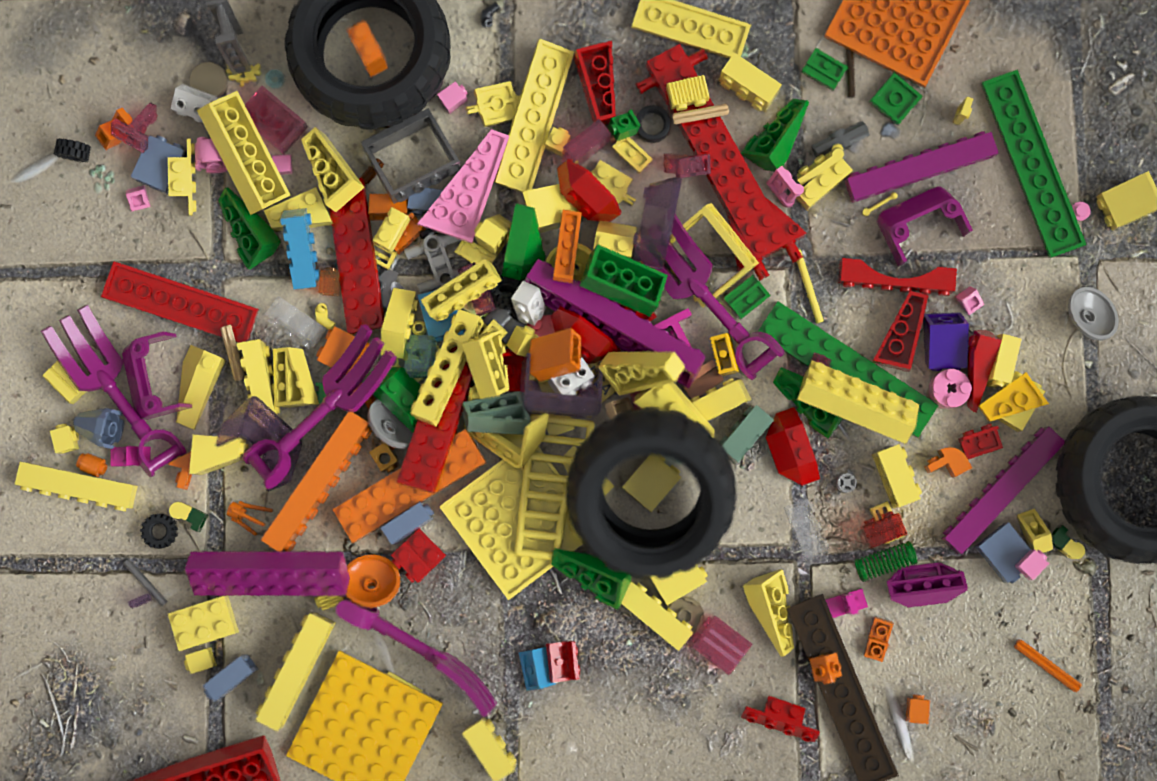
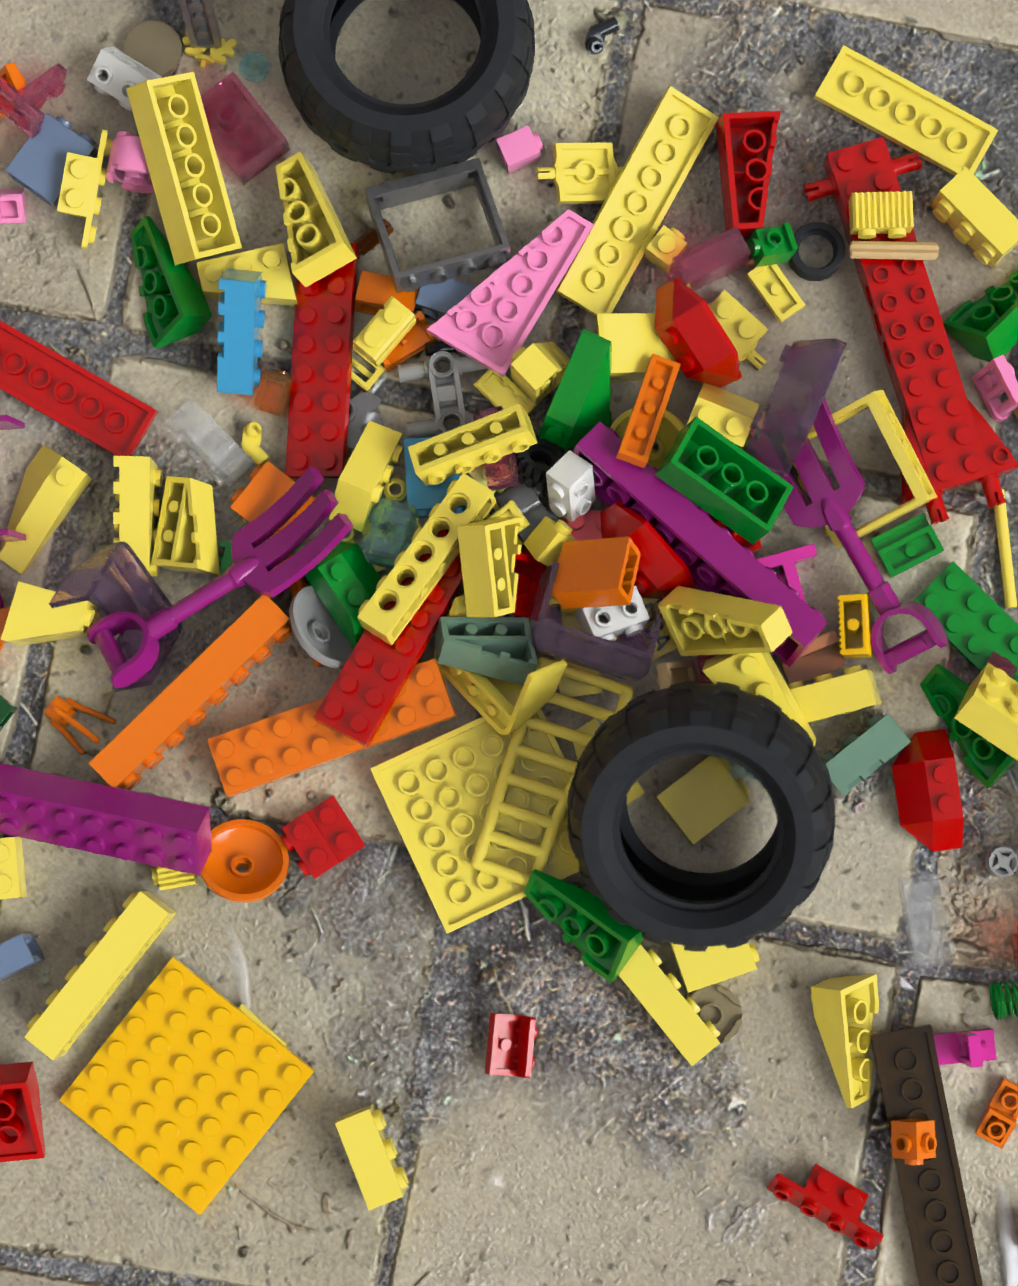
camera: 15 degrees right, 0 degrees up
(232, 352) = (104, 469): tan axle -> none
(283, 164) = (240, 198): bright pink slope -> none
(367, 48) = (406, 44): orange brick -> none
(378, 452) = (296, 665): pearl gold brick -> none
(408, 522) = (317, 783): sand blue brick -> none
(462, 675) = (341, 1020): magenta piece -> none
(535, 668) = (466, 1047): dark azure panel -> none
(687, 165) = (856, 324): clear pink bracket -> none
(721, 644) = (758, 1069): clear pink brick -> none

